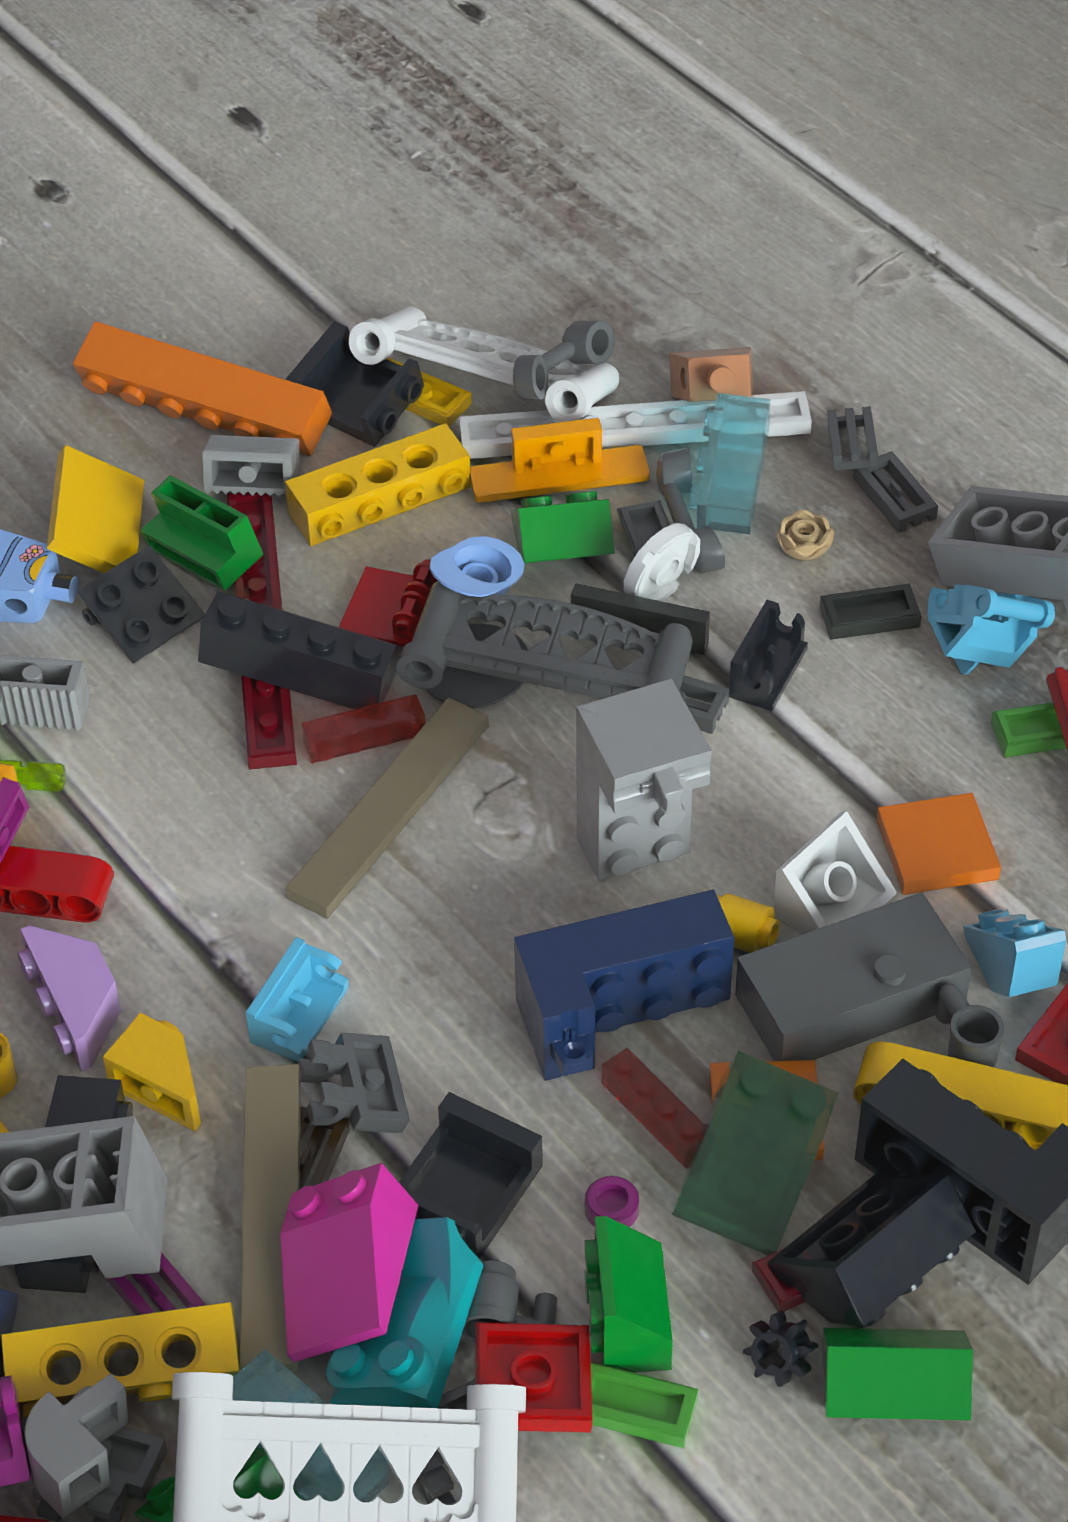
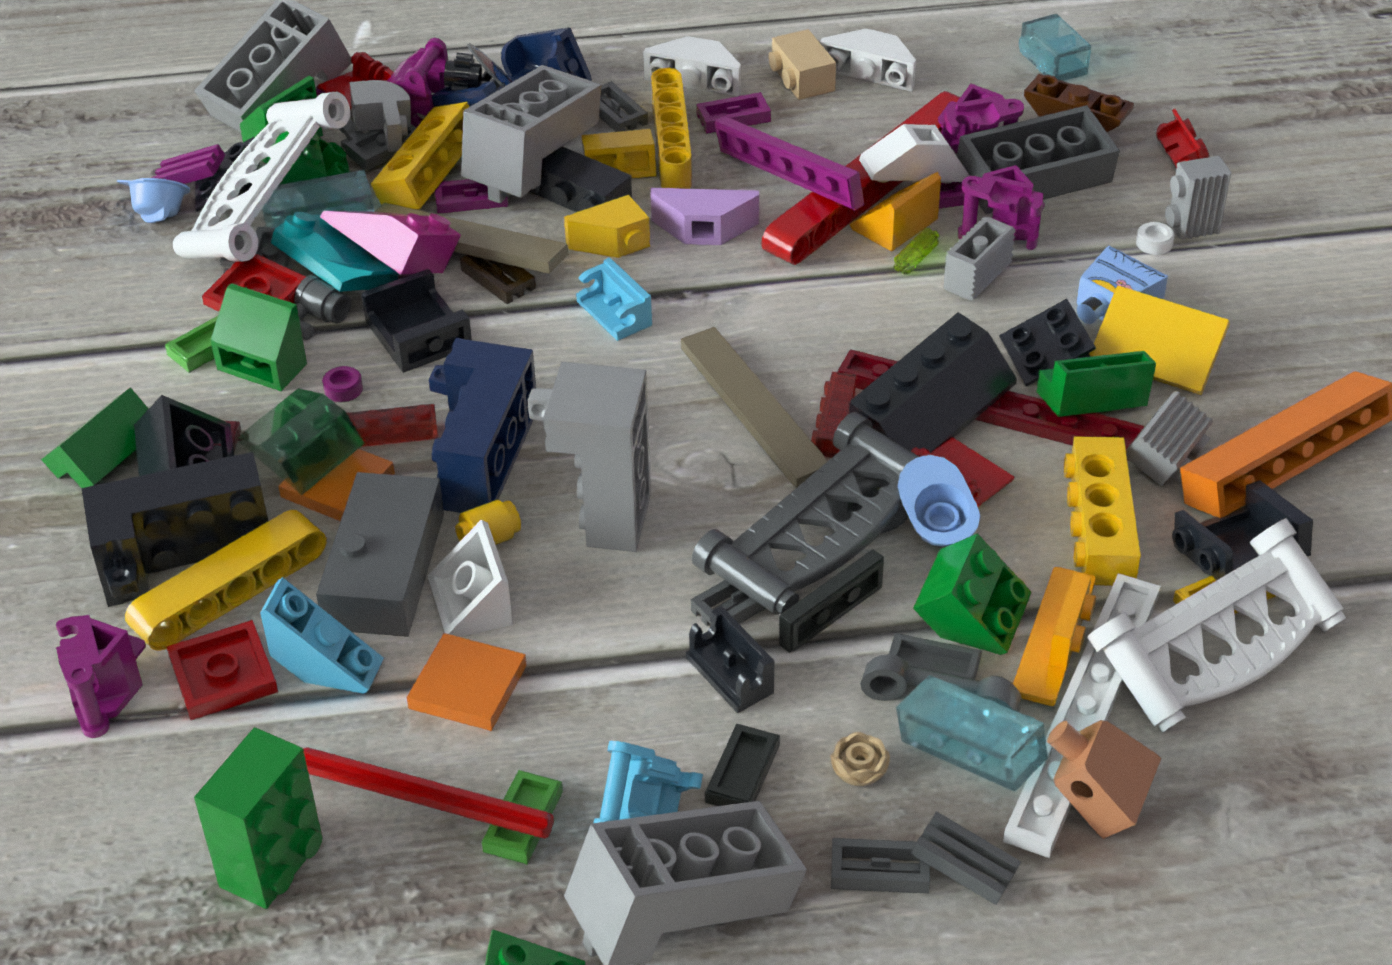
camera: 120 degrees right, 5 degrees down
(369, 1079) = (522, 307): dark grey plate -> none
(581, 344) = (1200, 688): dark grey piece -> none
(661, 562) = (868, 617): white tile -> none
(793, 1355) = (169, 387): black gear -> none
(973, 1028) = (267, 570): dark grey piece -> none

